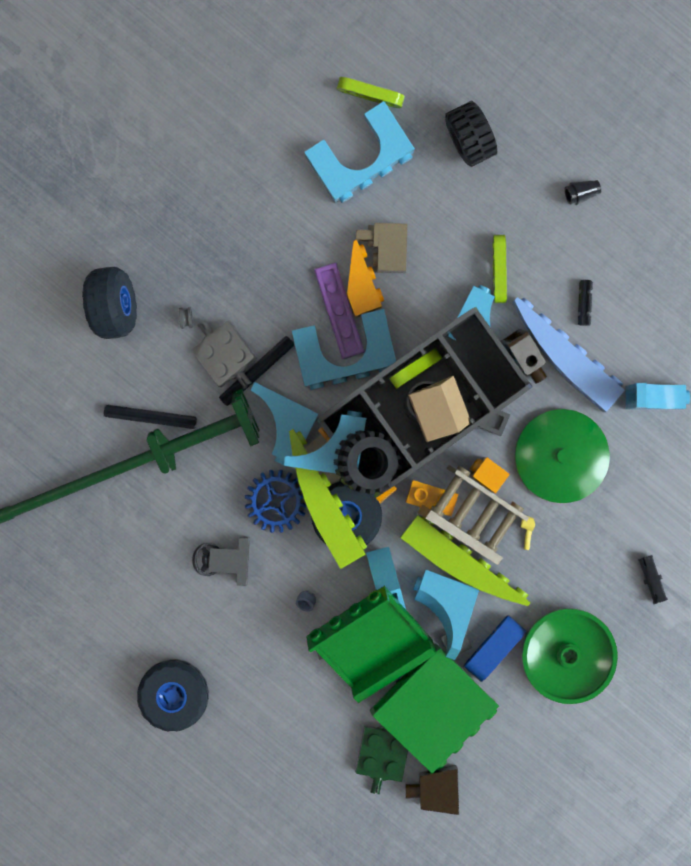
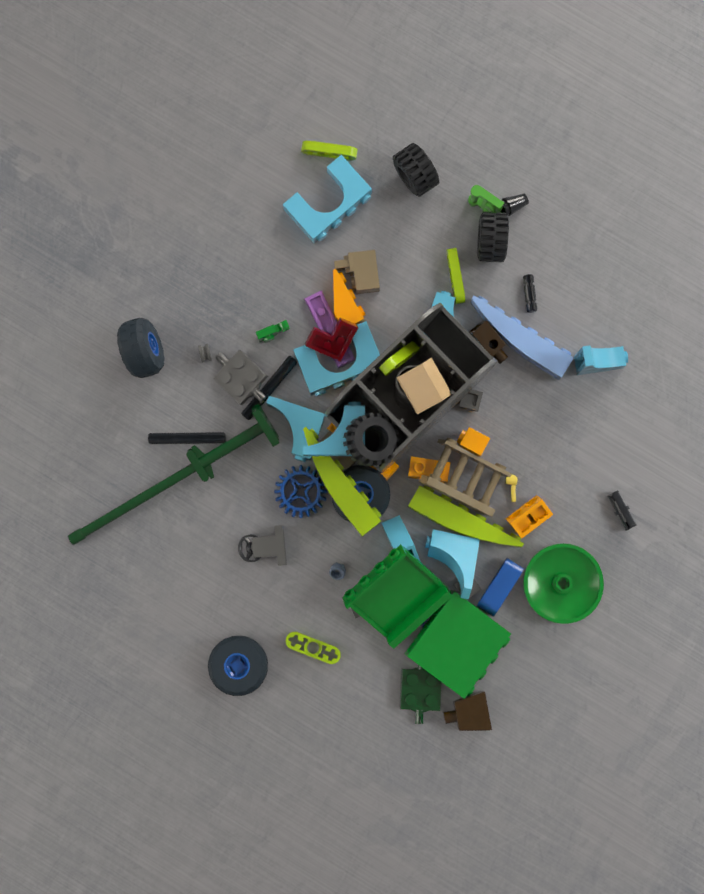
camera: 10 degrees left, 5 degrees down
(262, 676) = (301, 638): none -> lime beam
(264, 306) = (268, 333): none -> green plate
(342, 331) = (332, 344): none -> dark red plate
(541, 571) = (529, 516): none -> light orange brick
(551, 230) = (492, 237): none -> black tyre
(554, 189) = (484, 200): none -> bright green plate
(562, 456) = (530, 420): green dish -> none

